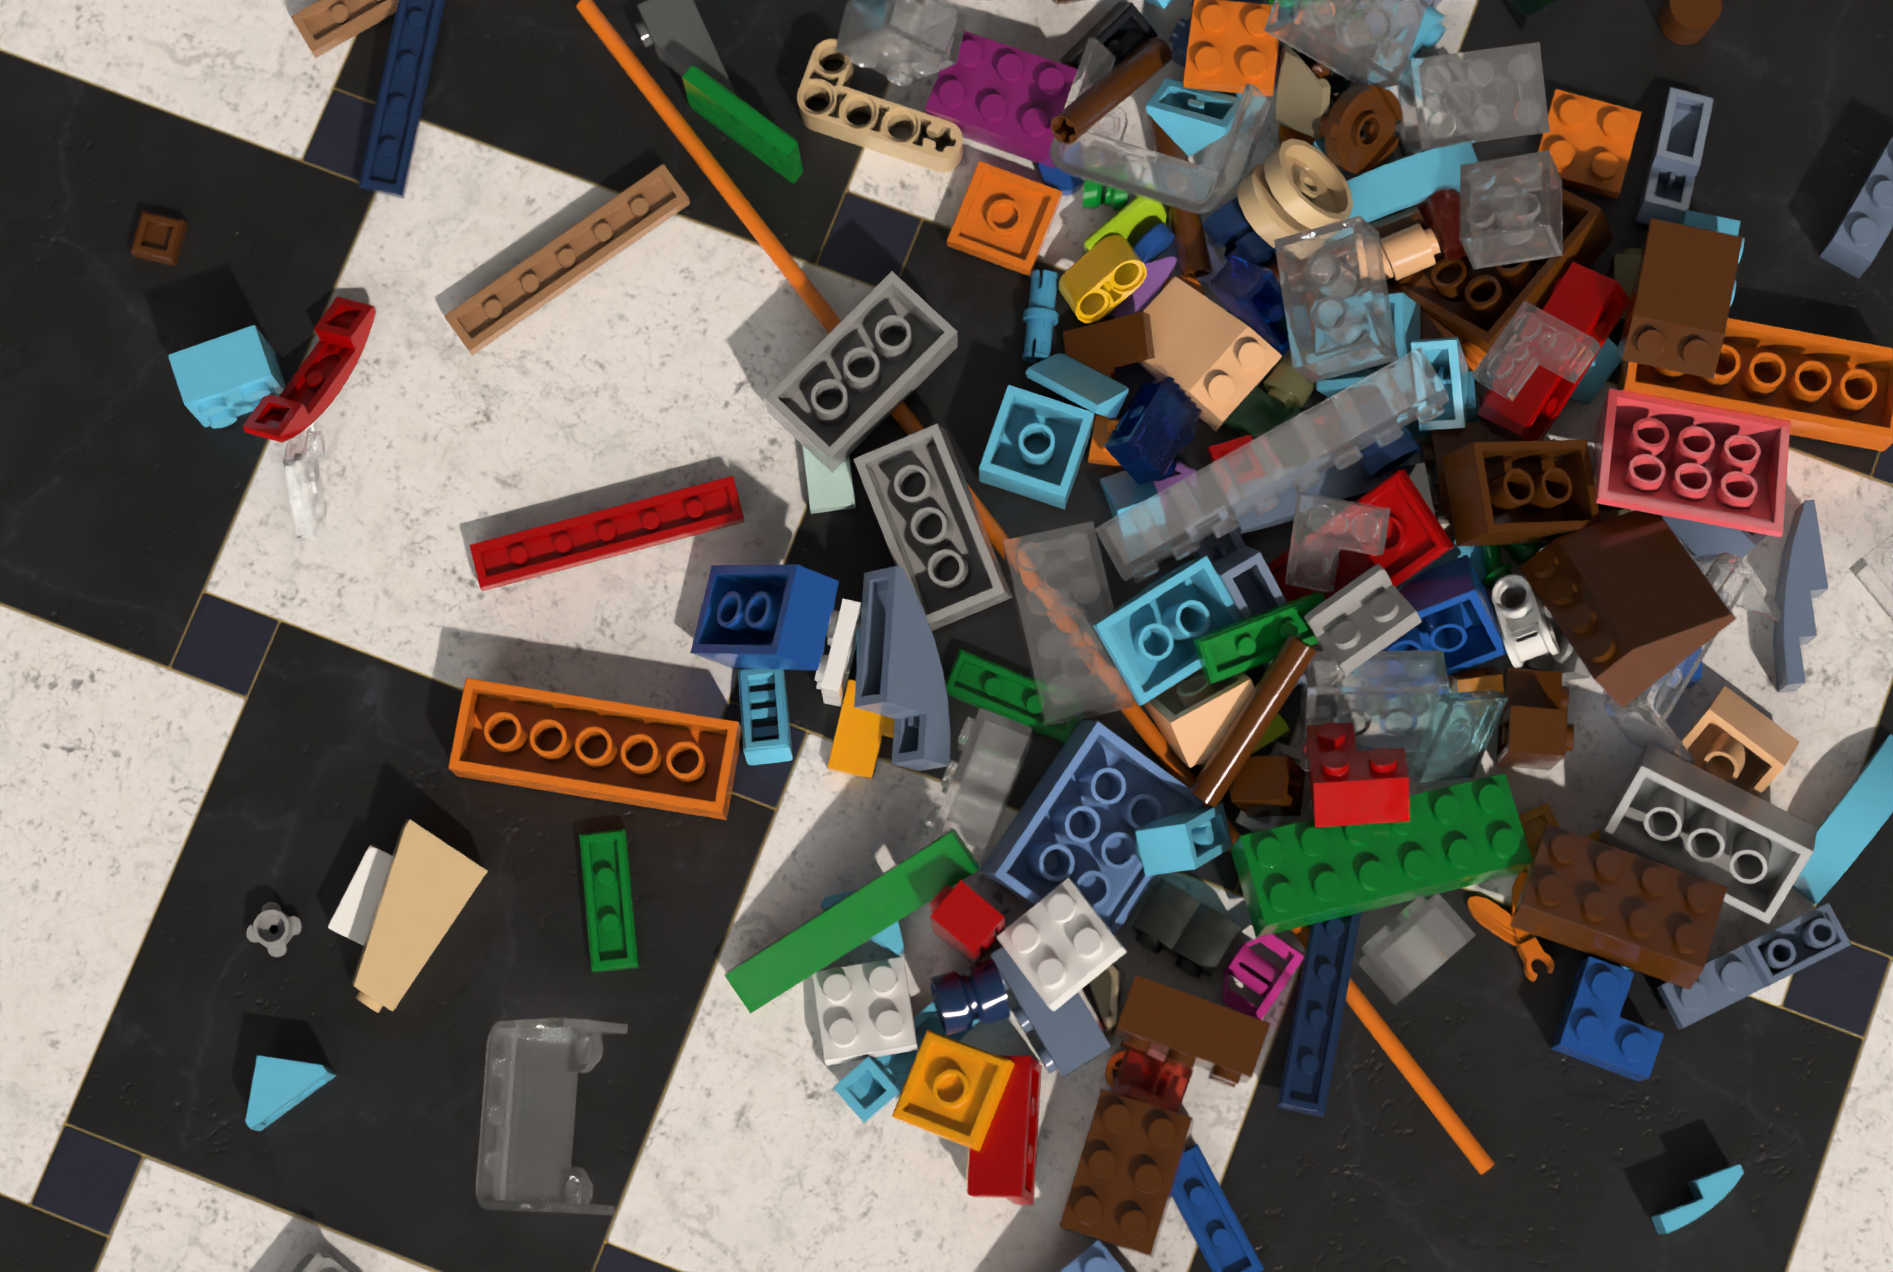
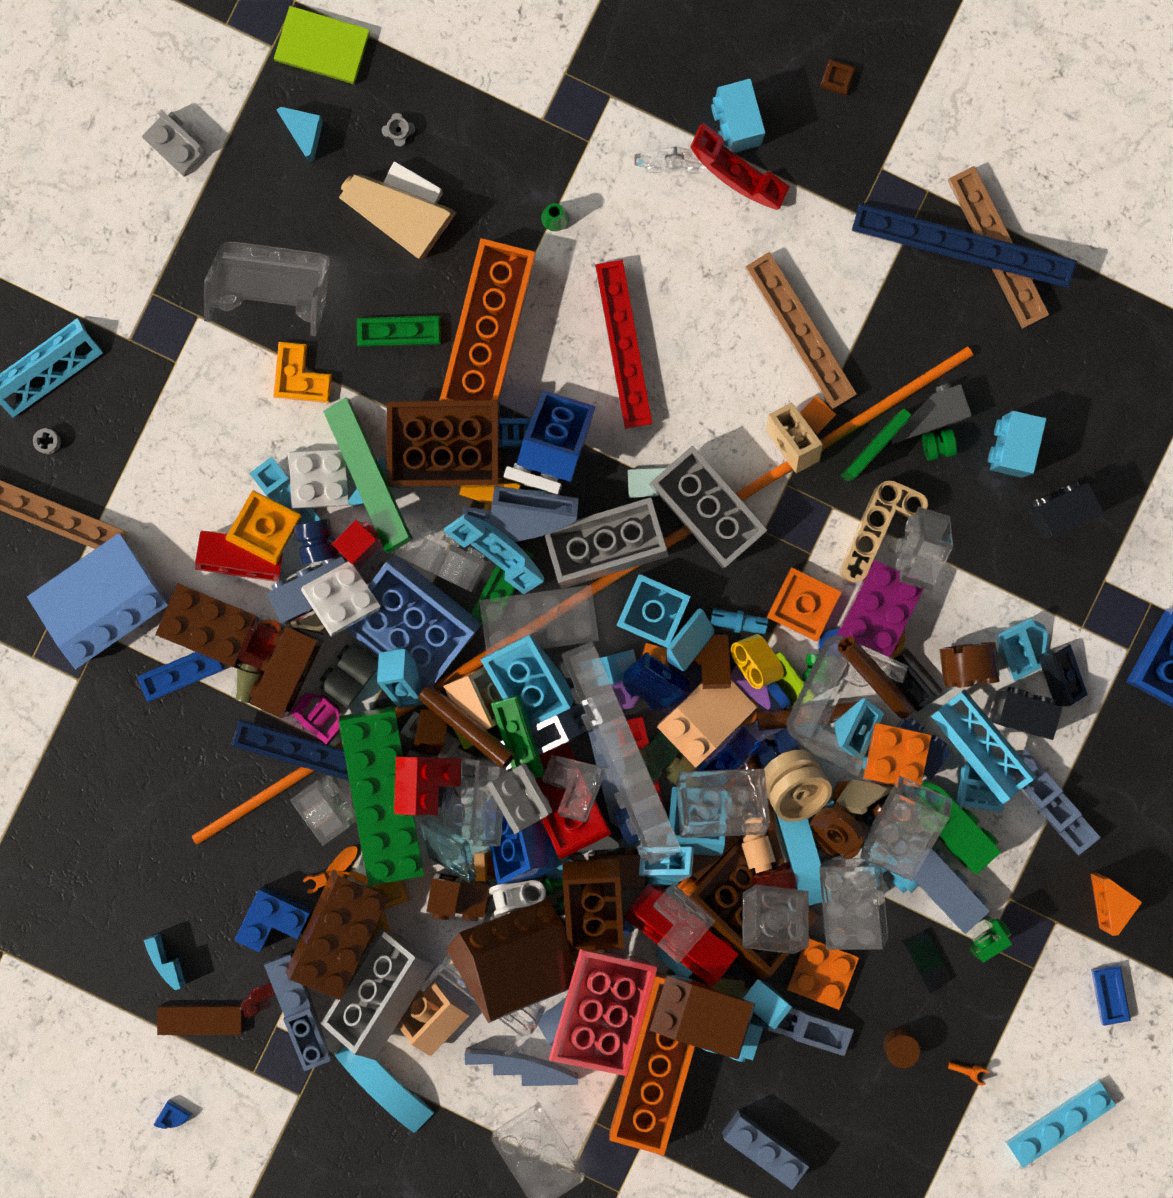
camera: 90 degrees right, 10 degrees up
(138, 1069) = (322, 45): none -> lime tile
(412, 667) = (554, 223): none -> green cone
(701, 226) = (817, 414): none -> orange tile
(705, 1068) = (293, 381): none -> light orange tile
(734, 33) = (939, 444): none -> green wheel
(740, 249) = (794, 437): none -> tan brick
(791, 799) = (444, 444): none -> reddish brown slope
(959, 692) = (499, 548): none -> medium azure slope
(1213, 1100) = (245, 680): none -> olive cone
(1651, 199) = (769, 1003): none -> medium azure slope
(1737, 1041) = (257, 995): none -> clear red arm
(1788, 1134) = (199, 1020): none -> reddish brown tile

